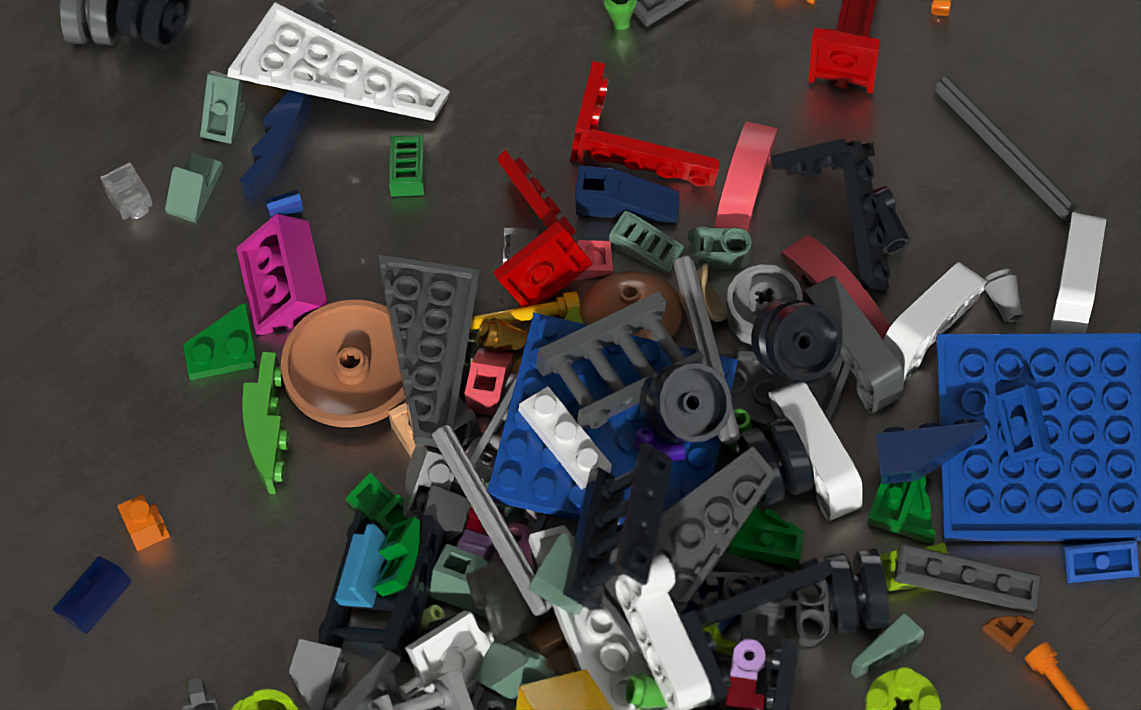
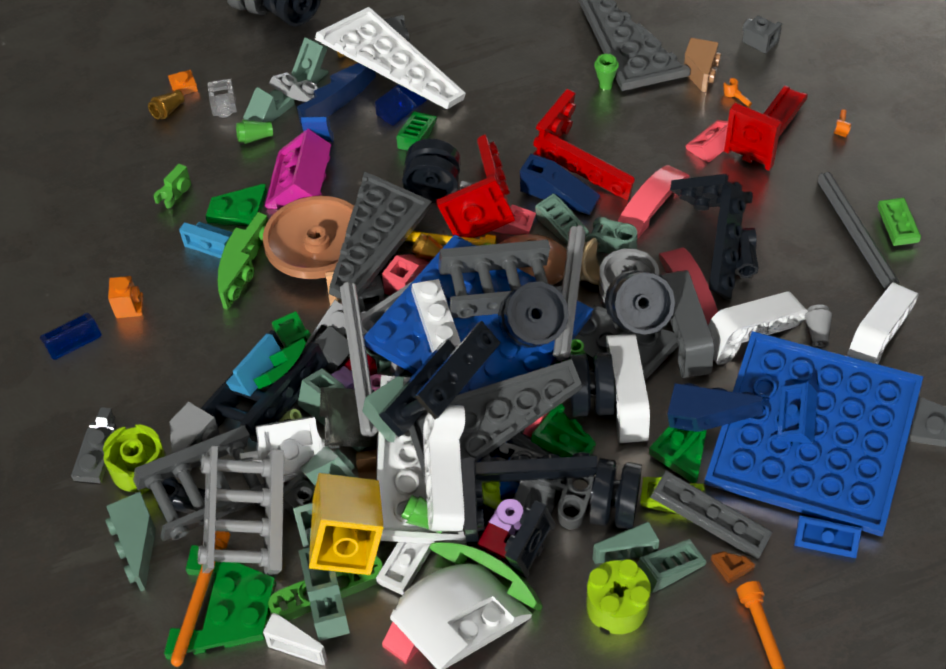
camera: 20 degrees right, 10 degrees down
(50, 224) = (165, 104): none -> pearl gold cone
(56, 181) = (183, 82): none -> orange plate
(127, 339) = (175, 185): none -> bright green plate
(190, 229) = (250, 131): none -> bright green cone
(208, 404) = (205, 238): none -> dark azure panel
(232, 151) = (290, 87): none -> light grey slope
(365, 132) = (397, 104): none -> clear blue slope
(460, 225) = (431, 169): none -> black wheel
(675, 450) = (506, 349): dark purple arm -> none
(787, 68) = (709, 142): none -> coral slope
(931, 668) = (658, 576): none -> sand green slope
(1051, 122) = (899, 221): none -> bright green plate

